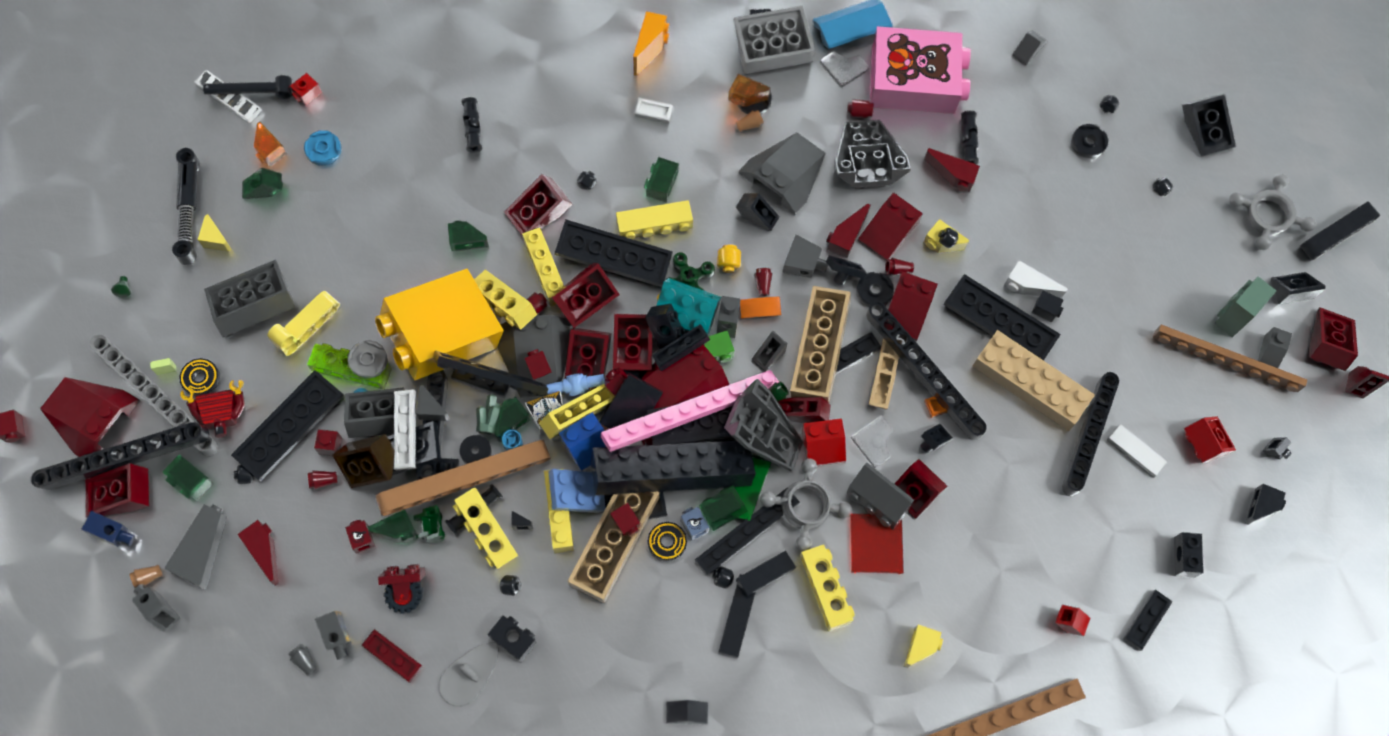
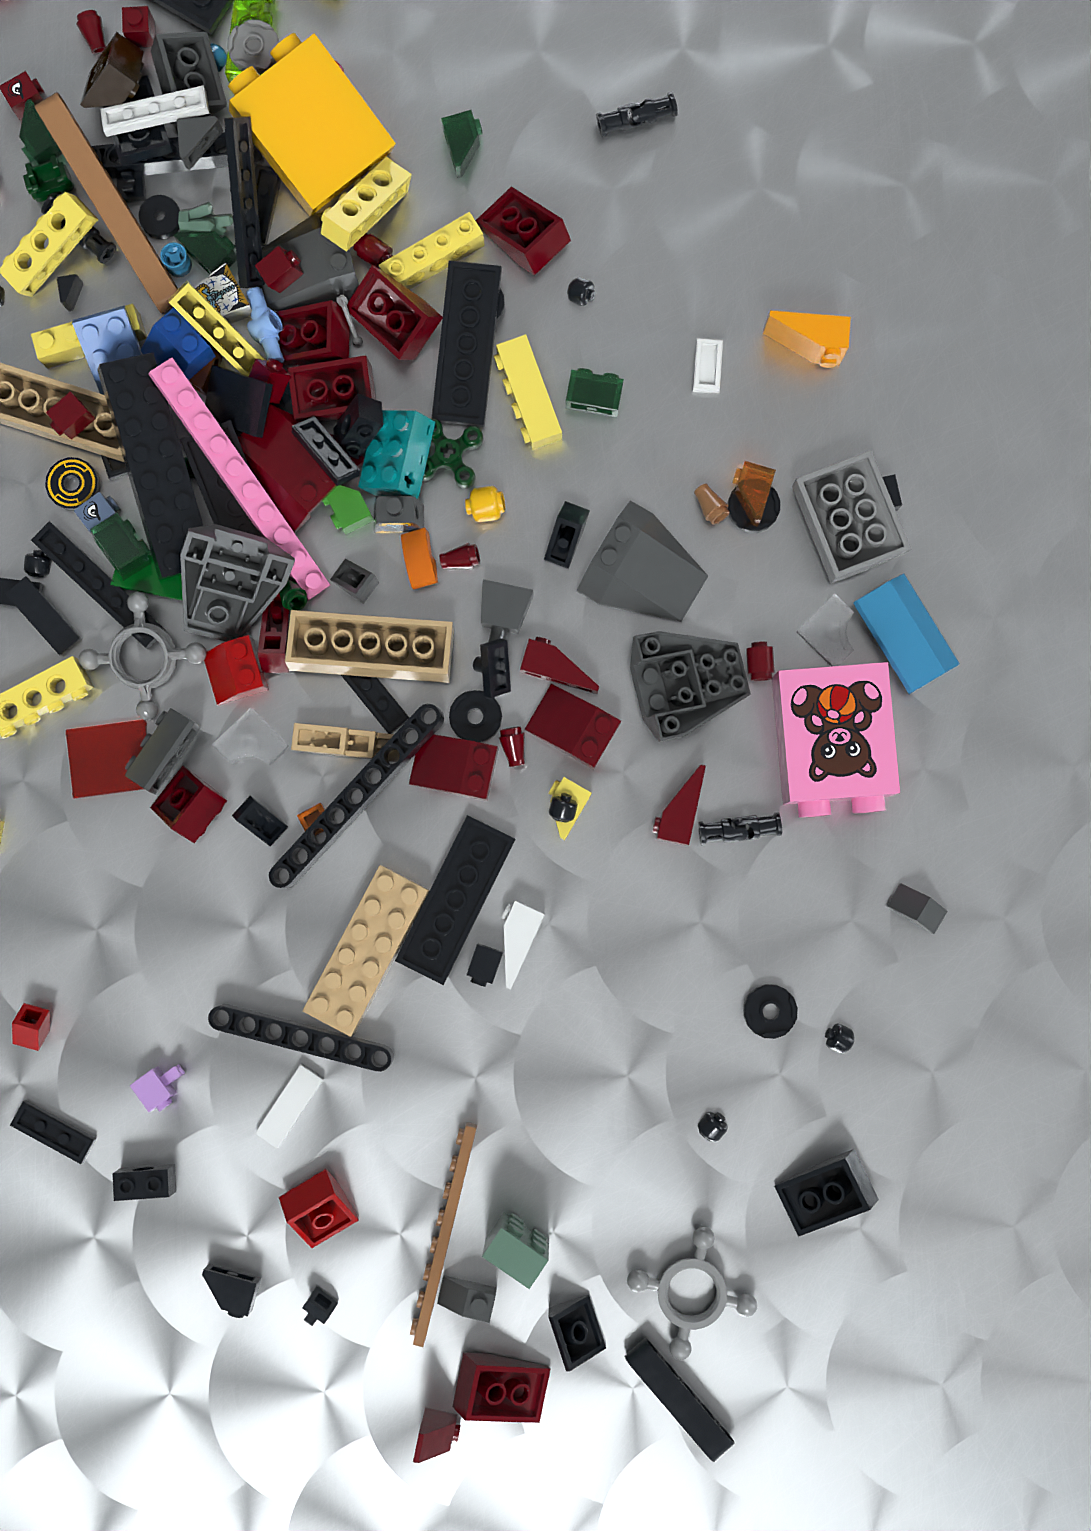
camera: 90 degrees right, 15 degrees up
(571, 325) = (342, 301): none -> light grey hinge
(1120, 539) = (155, 1088): none -> lavender brick

